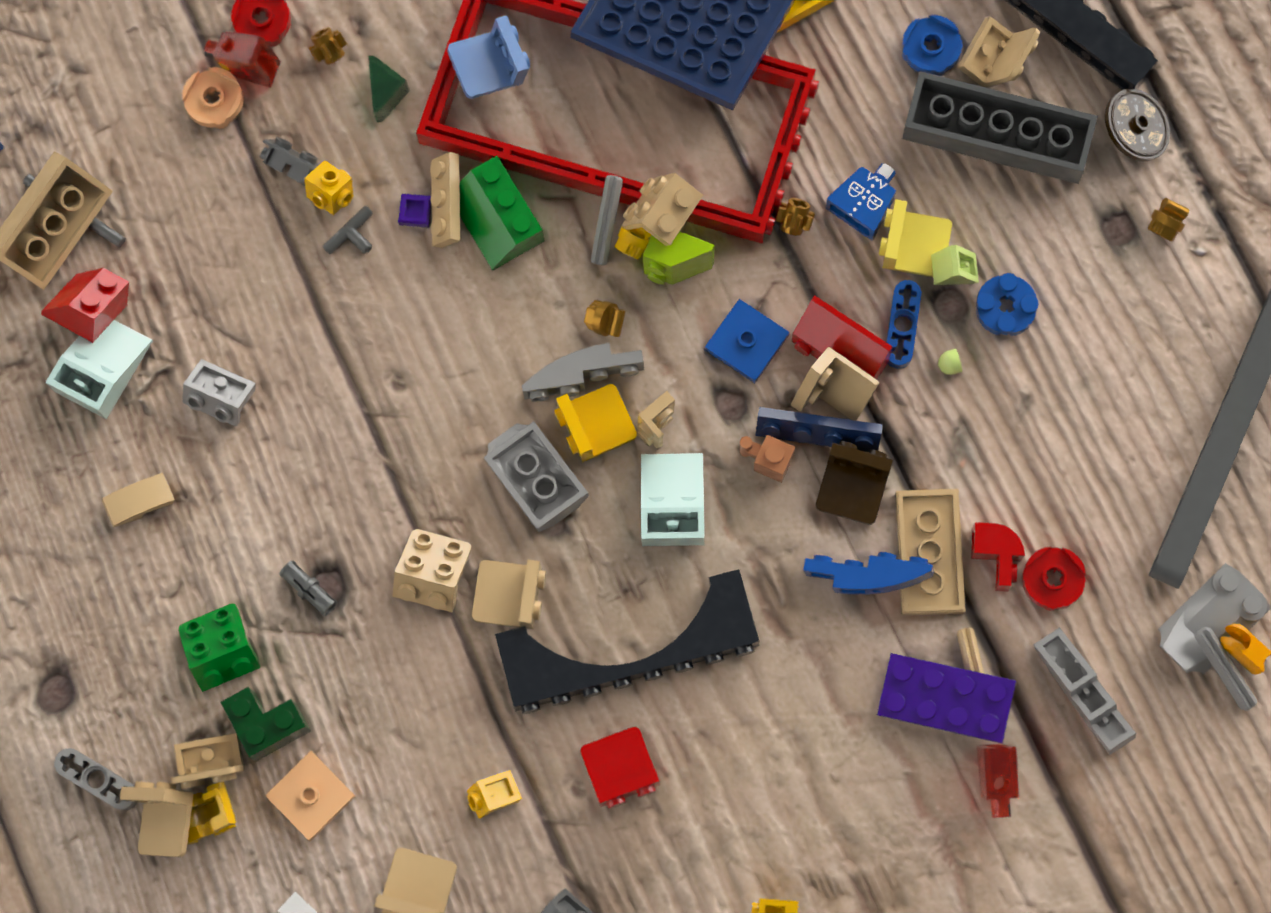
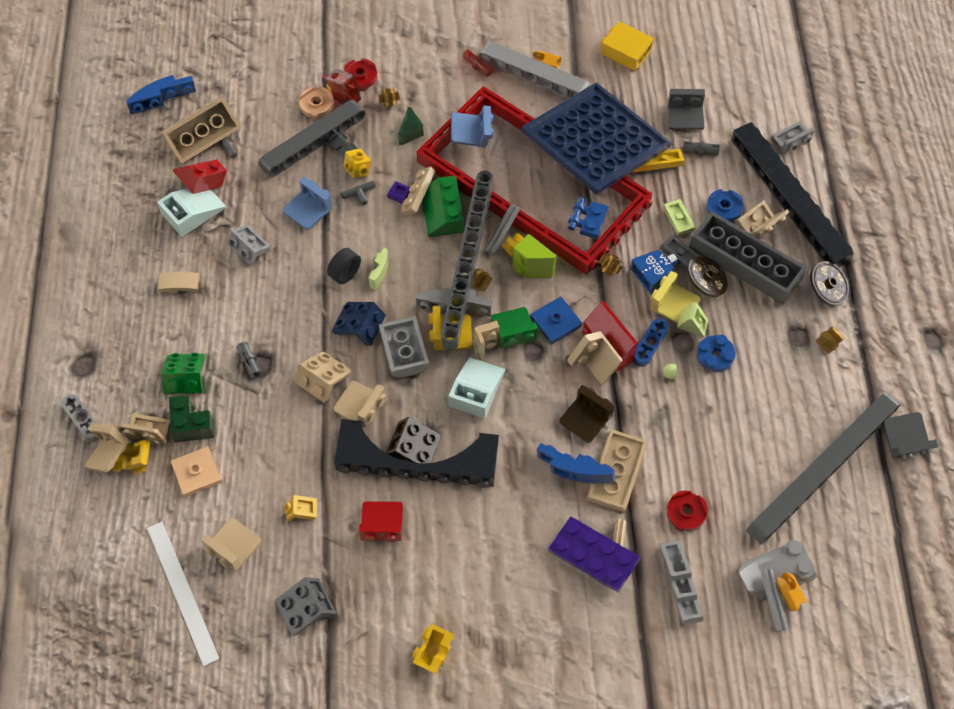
camera: 15 degrees right, 15 degrees down
(234, 167) = (311, 138): none -> dark grey beam
(282, 290) = (309, 204): none -> medium blue bracket
(387, 378) = (343, 265): none -> black tyre
(441, 351) = (380, 264): none -> yellowish green slope
(448, 459) = (360, 320): none -> dark blue bracket
(577, 310) = (476, 218): none -> dark grey beam
(614, 626) = (413, 441): none -> bracket
(662, 207) = (536, 226): tan bracket -> none
(689, 378) = (515, 327): none -> green bracket
(743, 153) = (593, 220): none -> blue plate
(771, 457) = (543, 383): nougat brick -> none
(817, 429) = (575, 377): dark blue plate -> none
(869, 92) = (679, 217): none -> yellowish green plate
(898, 154) = (682, 252): none -> dark grey plate
(949, 183) = (707, 277): none -> dark brown shield
(997, 762) = (609, 601): clear red torso -> none
(1001, 544) = (661, 480): red brick -> none

